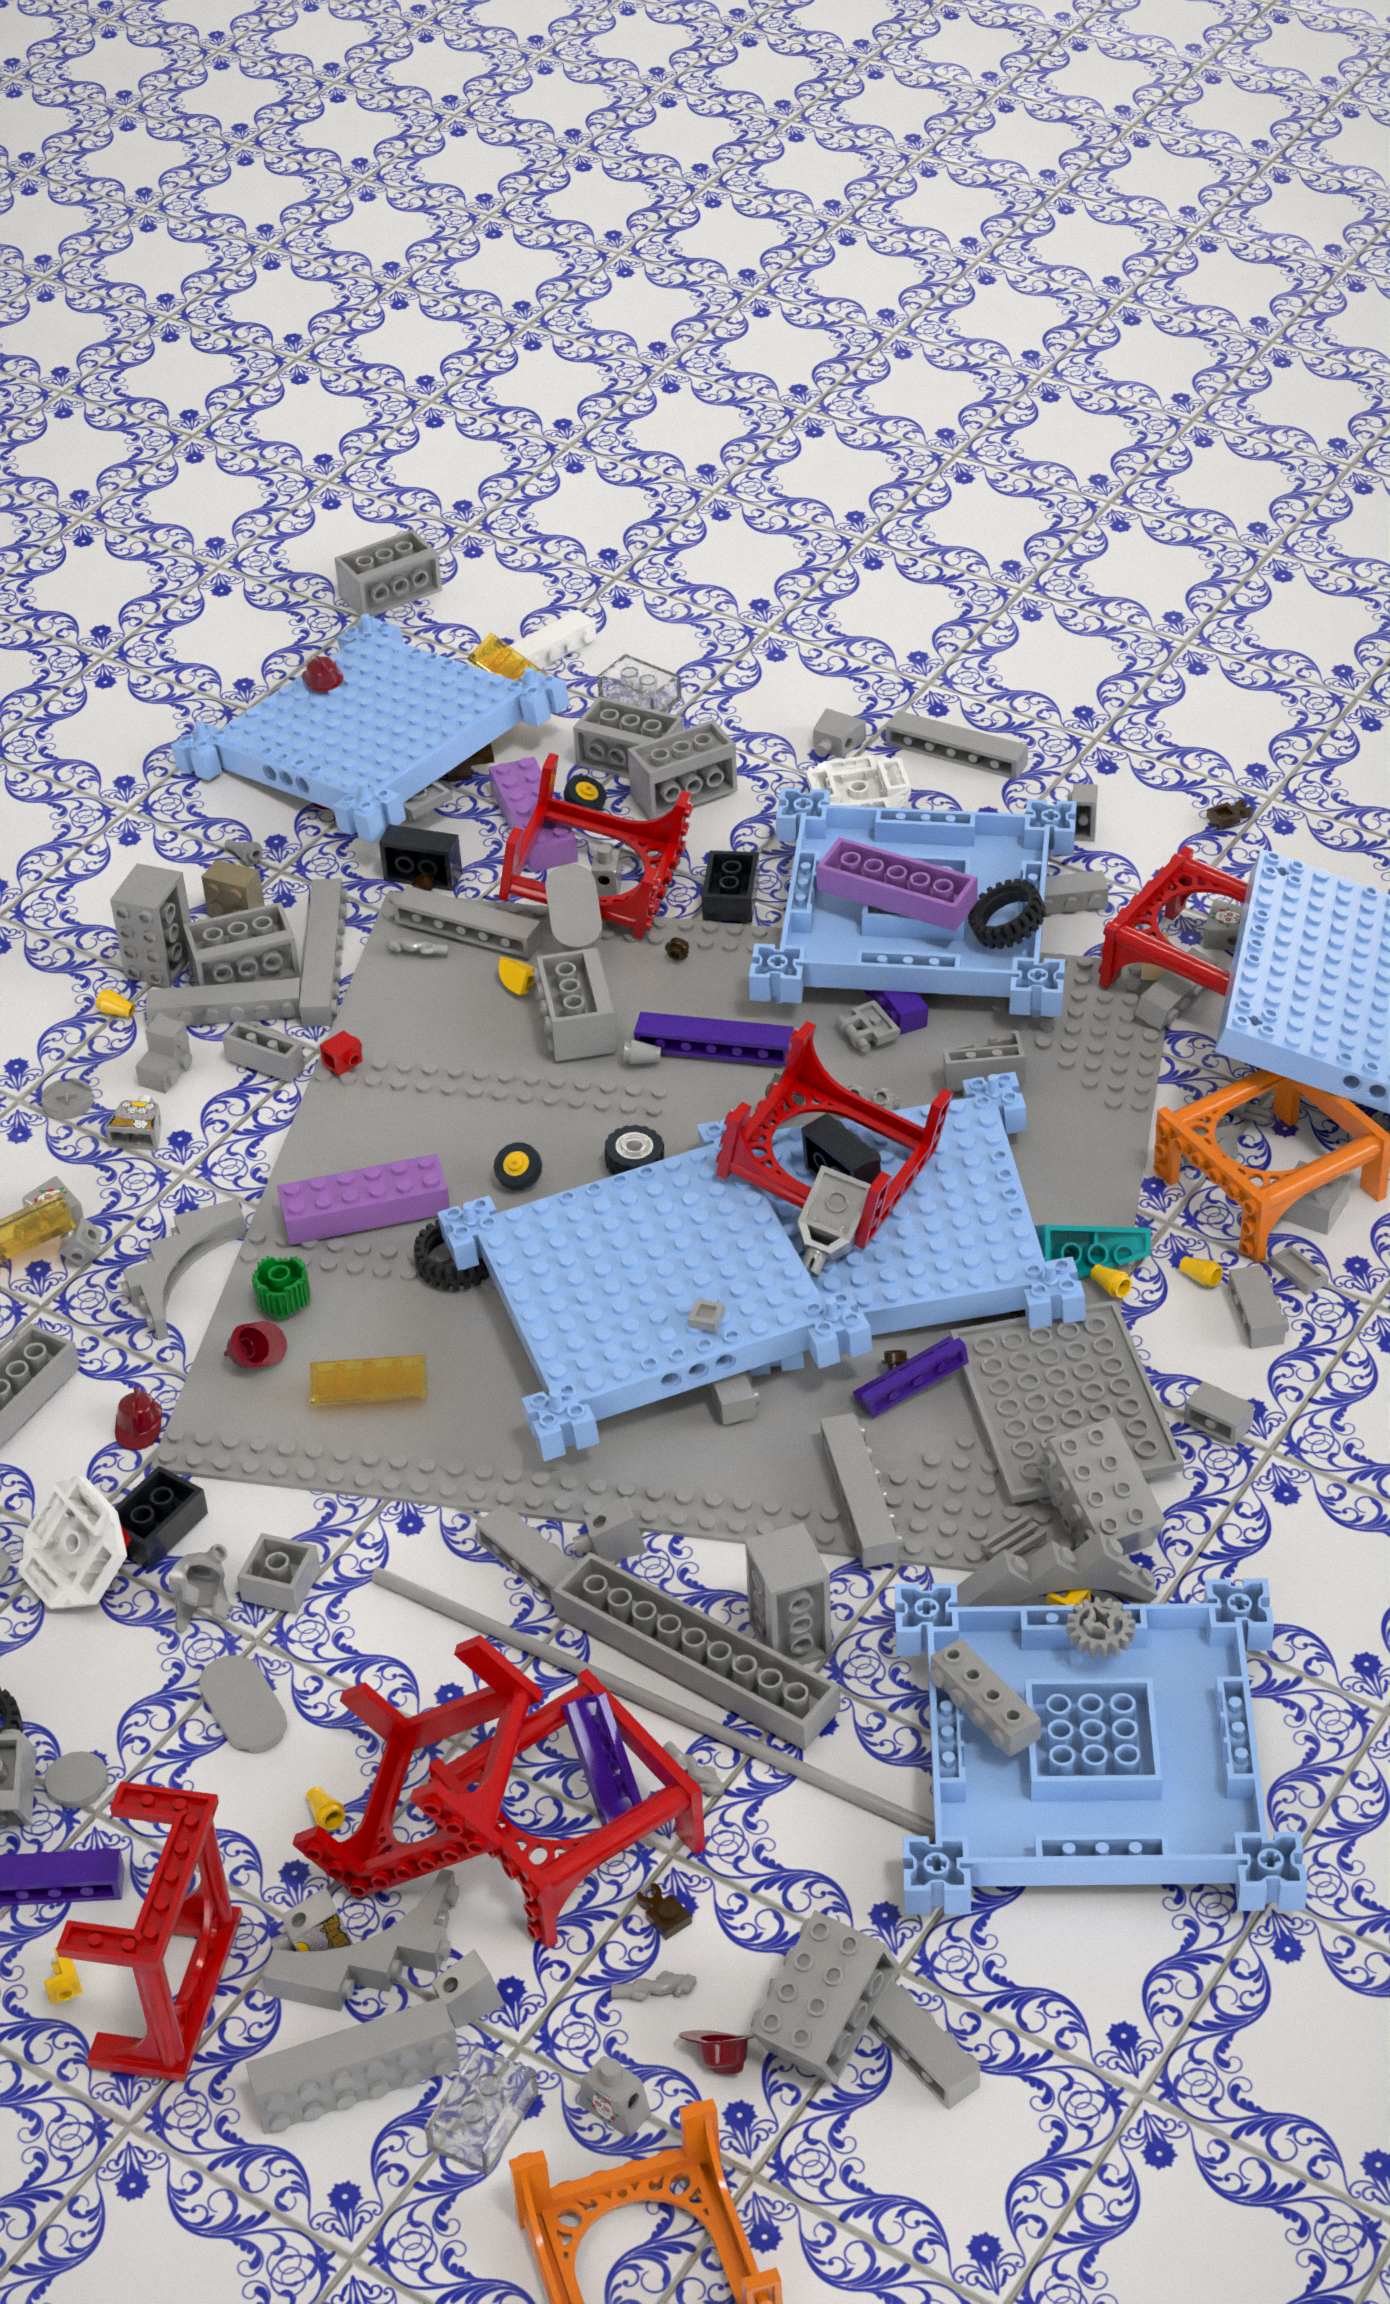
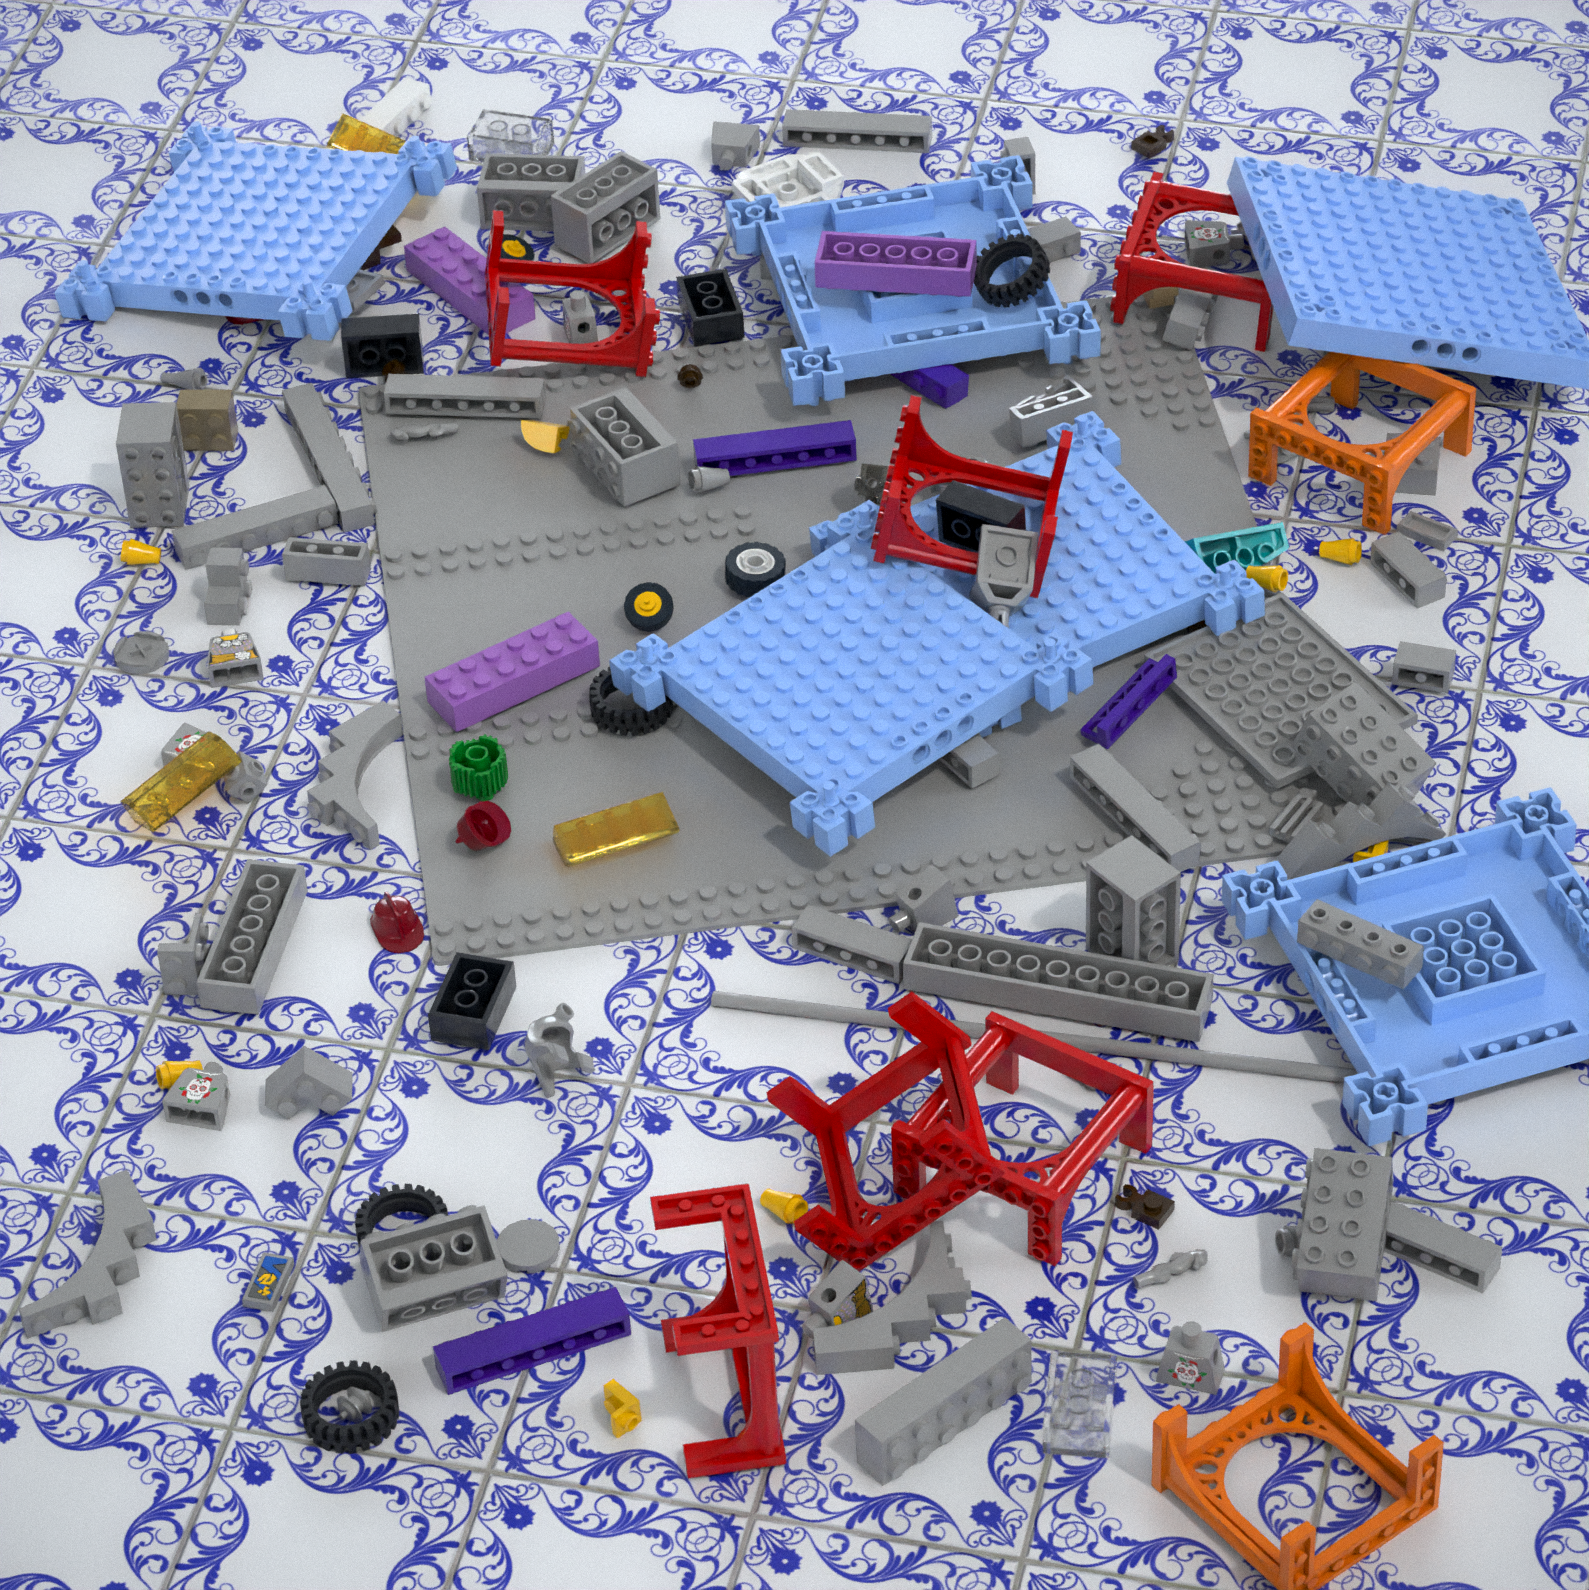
camera: 20 degrees left, 0 degrees up
(73, 1546) = (389, 1044): white piece -> none
(242, 947) = (248, 468): light grey brick -> none
(243, 1703) = (650, 1140): light grey tile -> none
(279, 1573) = (625, 1018): light grey brick -> none
(322, 674) = (184, 189): dark red piece -> none
(341, 1053) = (408, 545): red brick -> none
(388, 573) = (184, 81): light grey brick -> none
(468, 1990) = (1016, 1302): light grey torso -> none
(573, 907) = (577, 356): light grey tile -> none
(602, 1758) = (1033, 1088): dark purple fence -> none
(706, 1315) = (933, 685): light grey tile -> none
(719, 2050) = (1264, 1302): dark red piece -> none
(875, 1026) = (931, 406): light grey plate -> none
(894, 1358) = (1105, 691): dark brown plate -> none
(1100, 1627) = (1431, 861): light grey gear -> none

